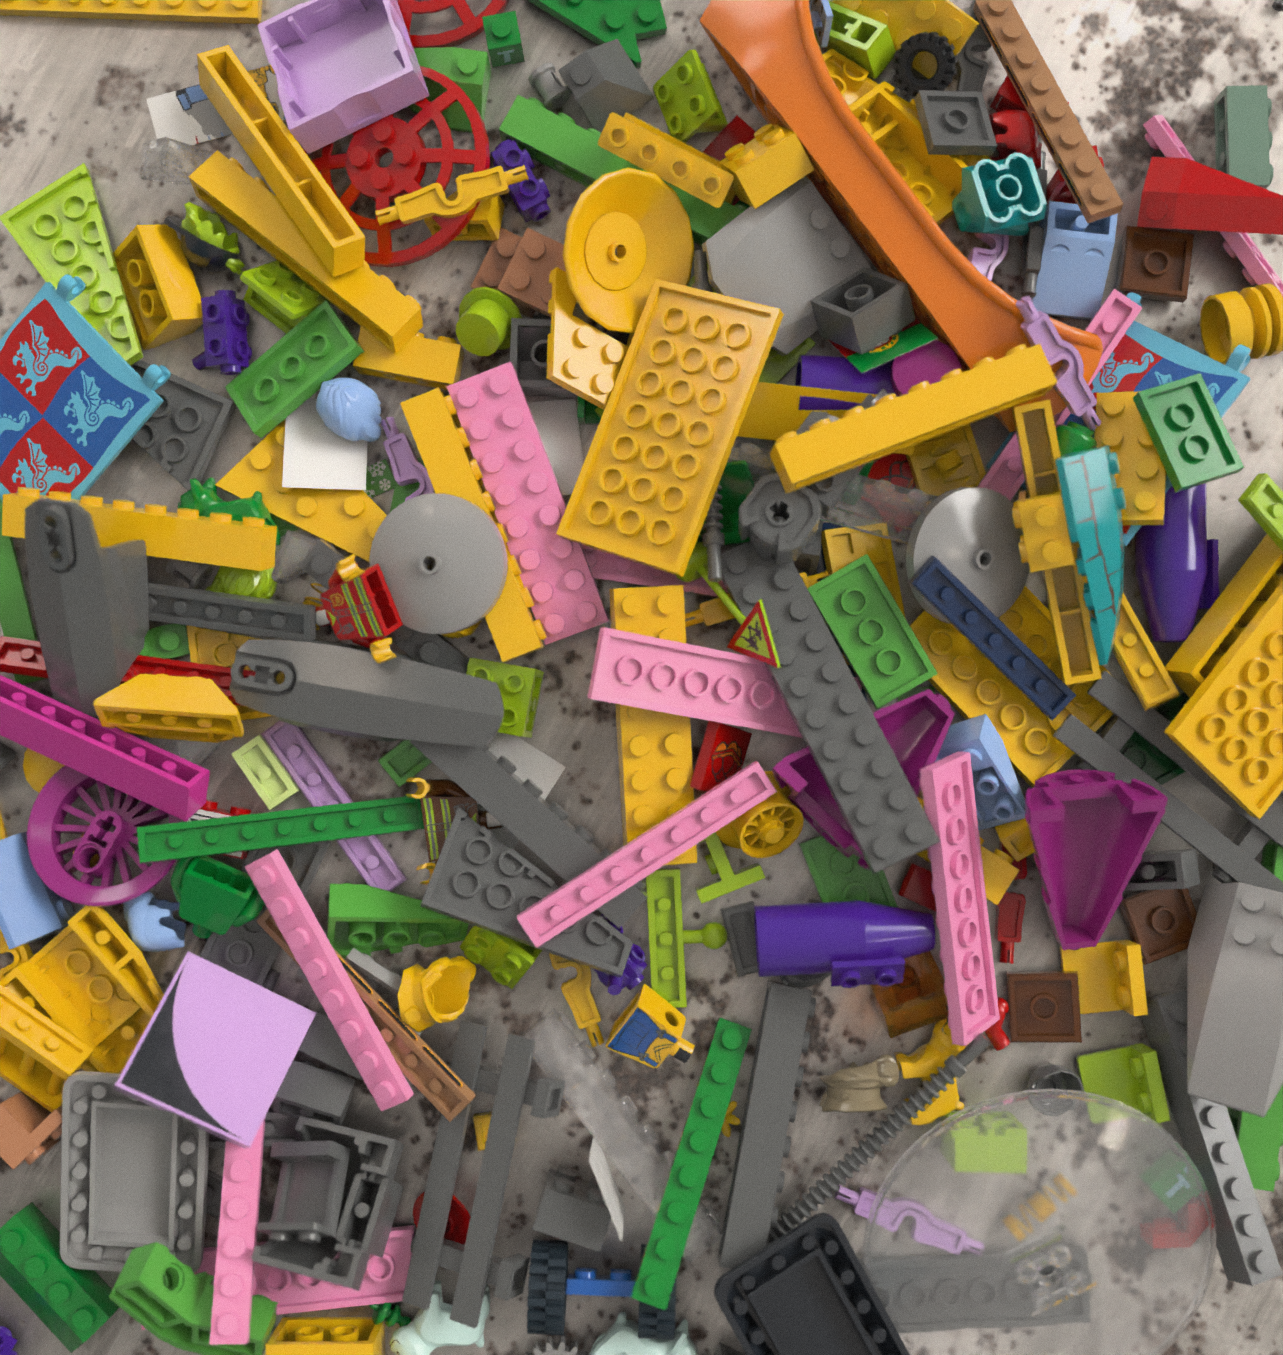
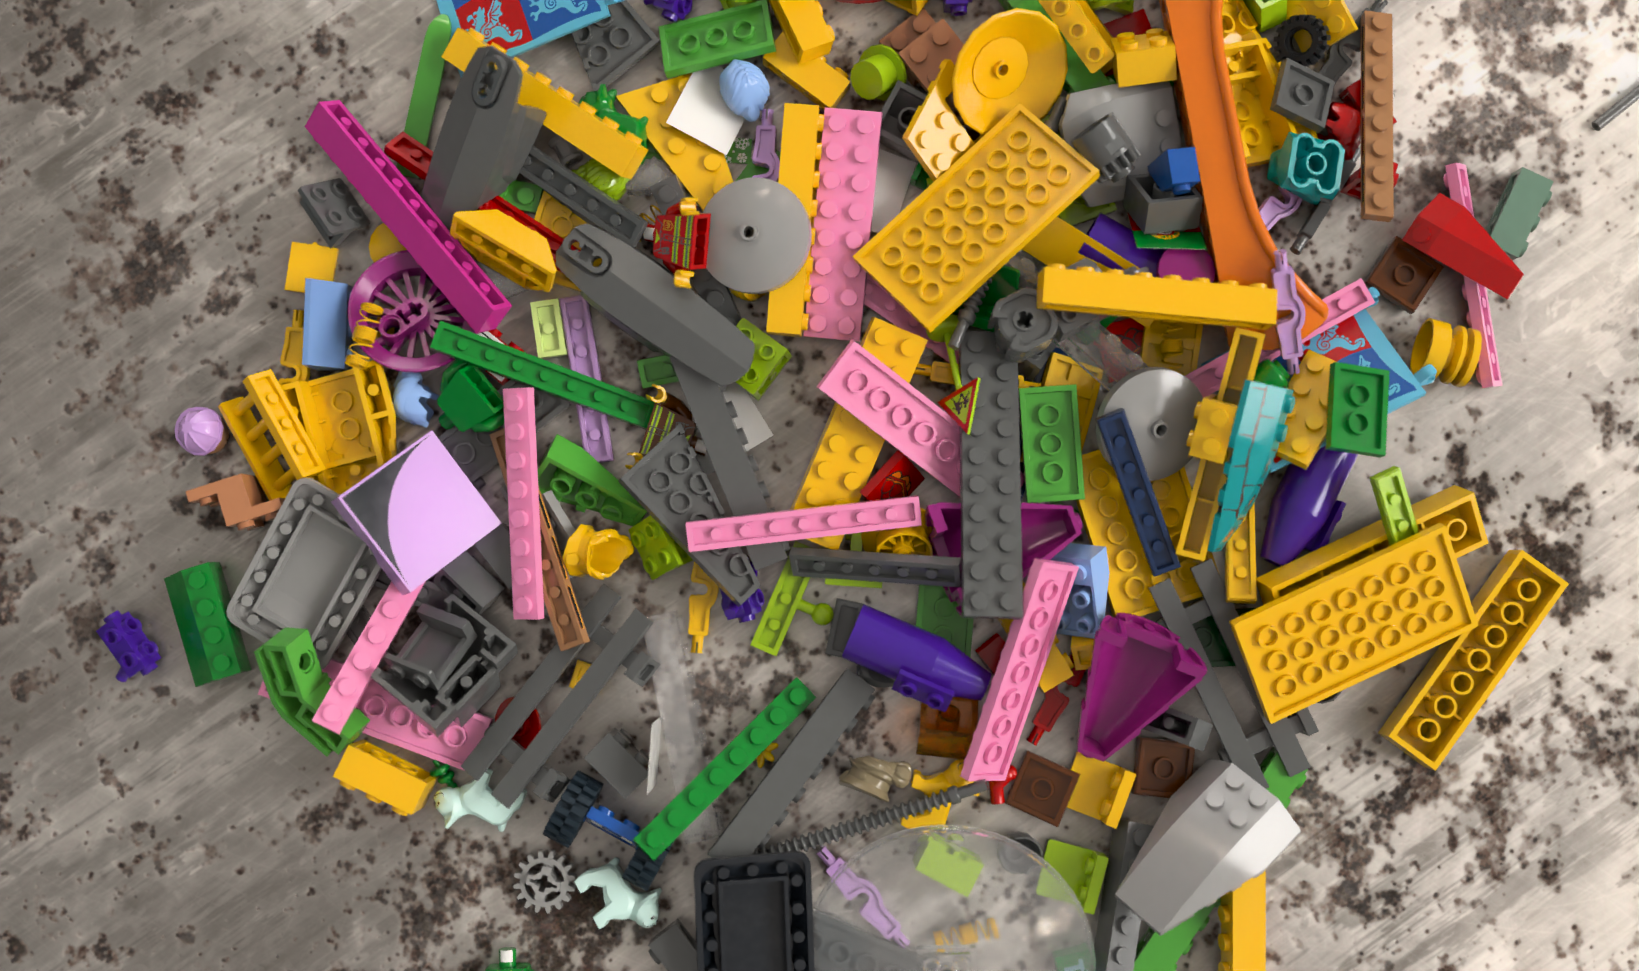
camera: 25 degrees right, 0 degrees up
(60, 884) = (363, 335): none -> yellow piece
(650, 1030) = (740, 659): torso -> none
(749, 859) = (876, 566): none -> dark grey plate
(776, 280) = (1107, 148): none -> dark grey gear
(862, 268) = (1175, 170): none -> blue slope
(1073, 262) = (1339, 243): light blue slope -> none

